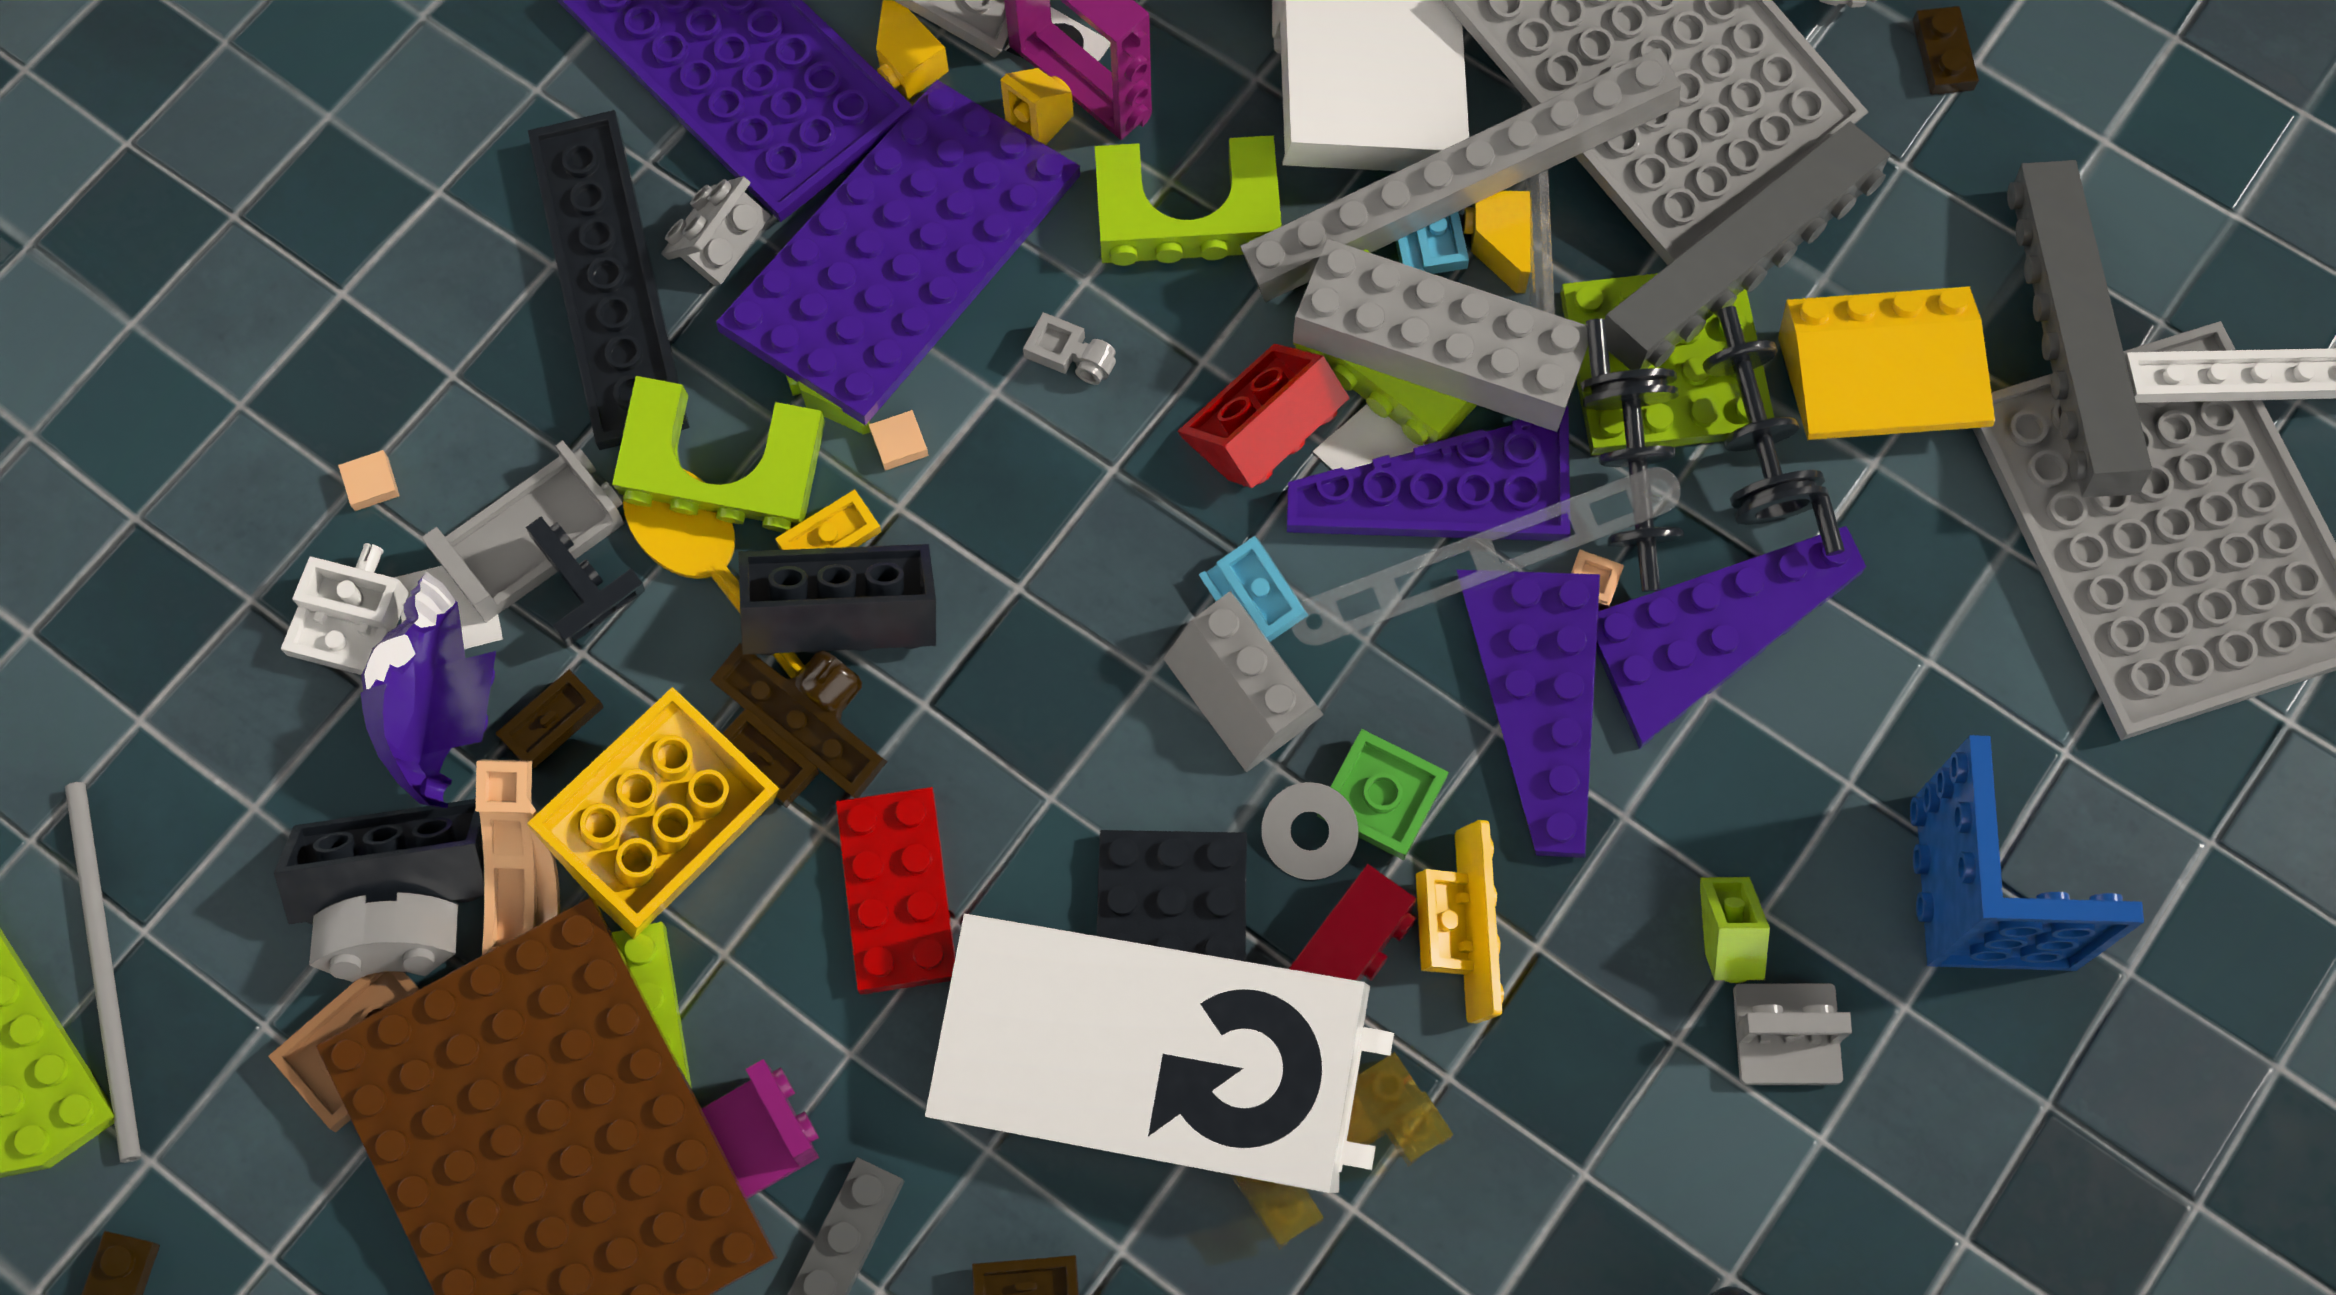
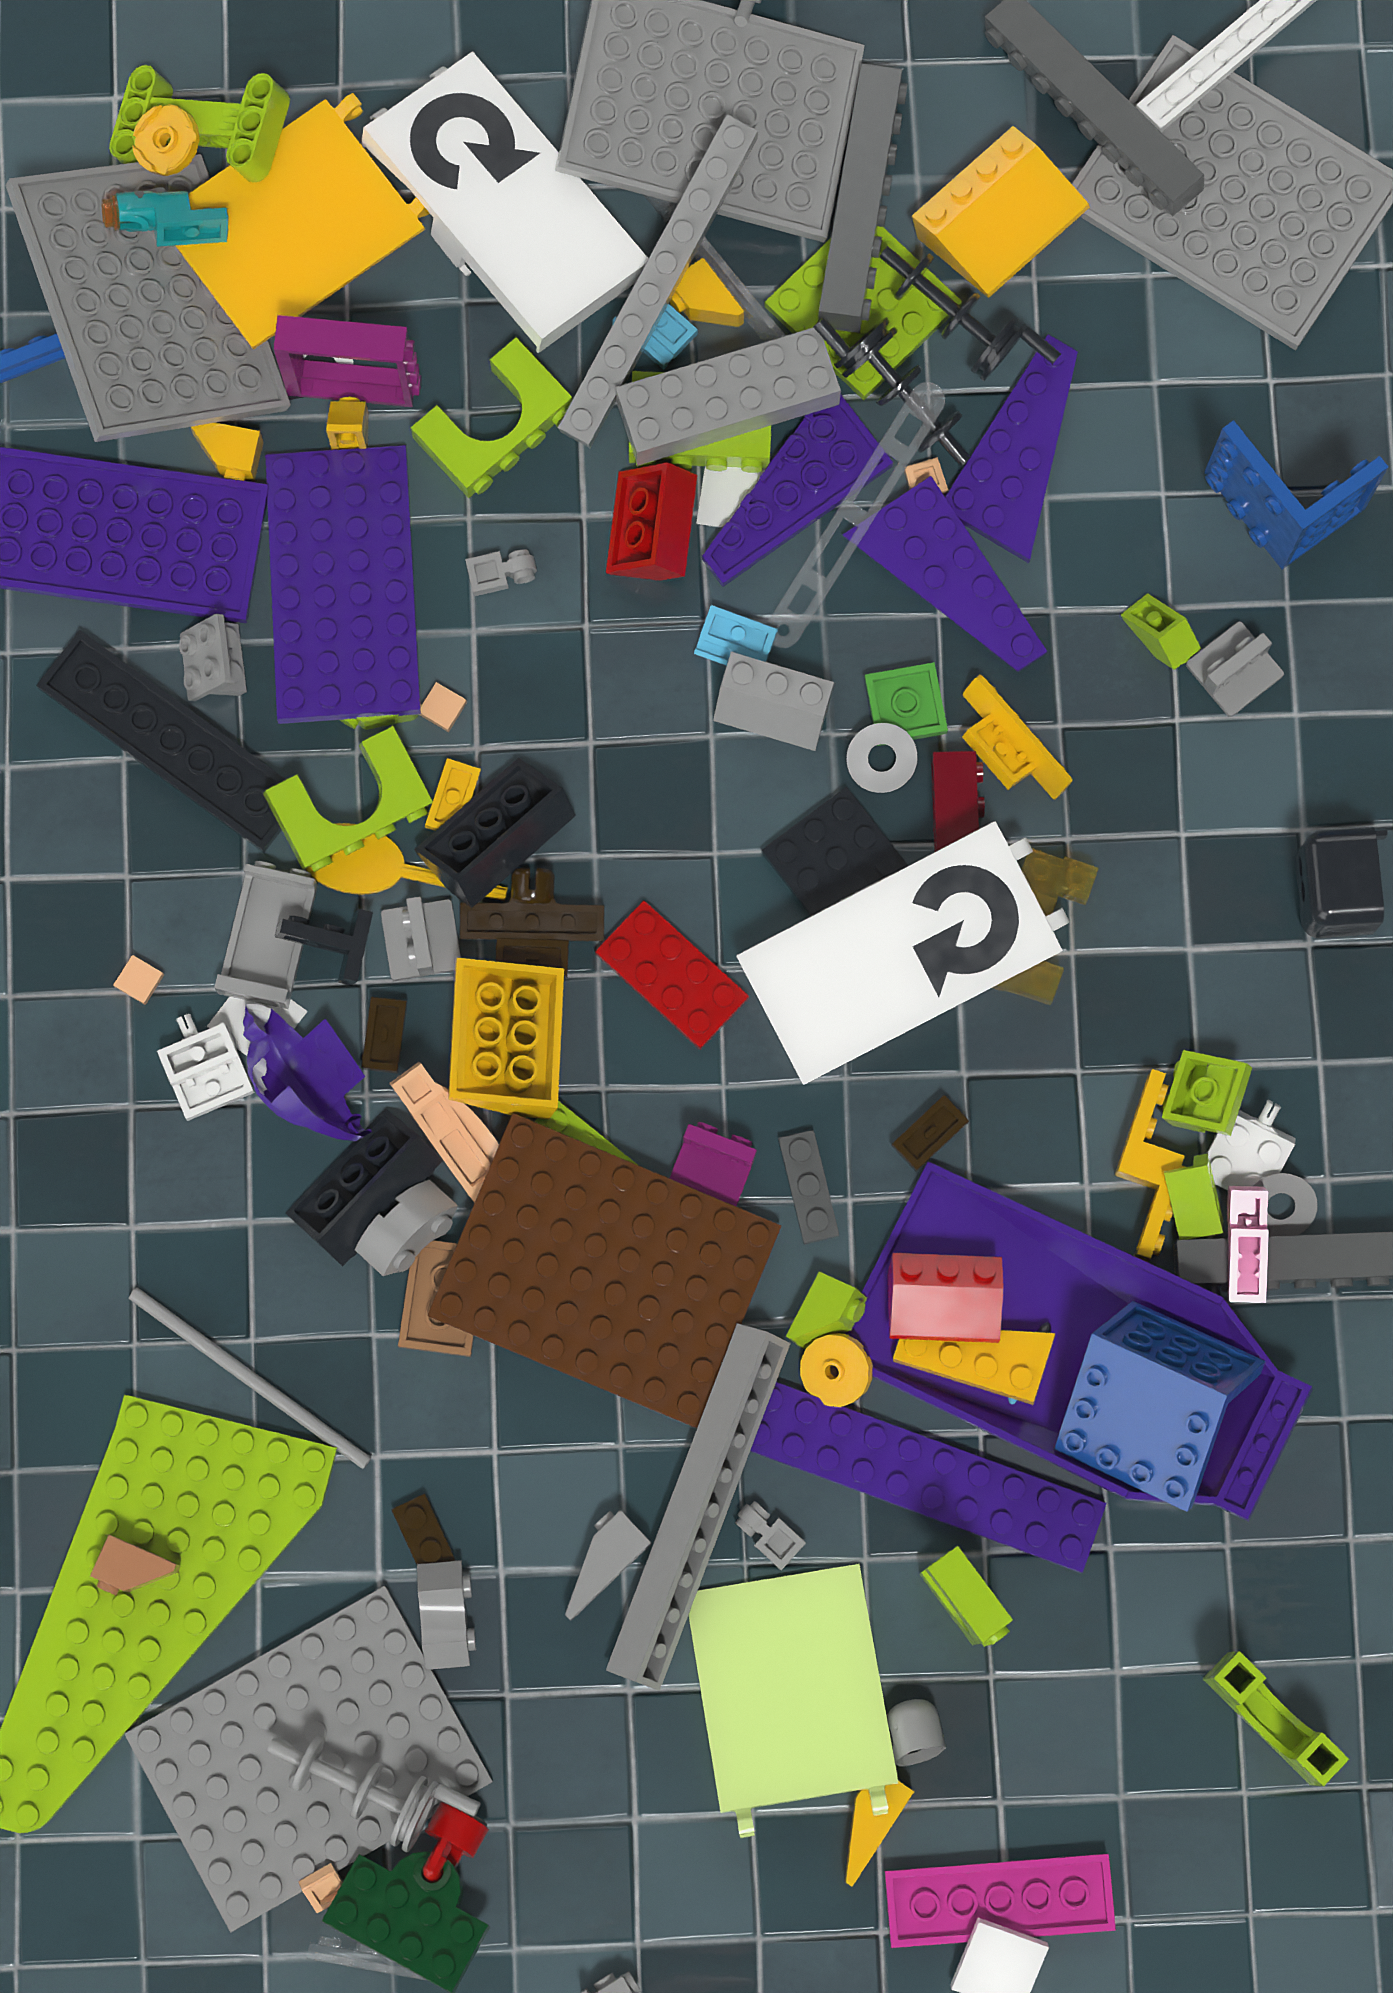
camera: 40 degrees left, 10 degrees up
(673, 649) = (420, 938): none -> light grey bracket

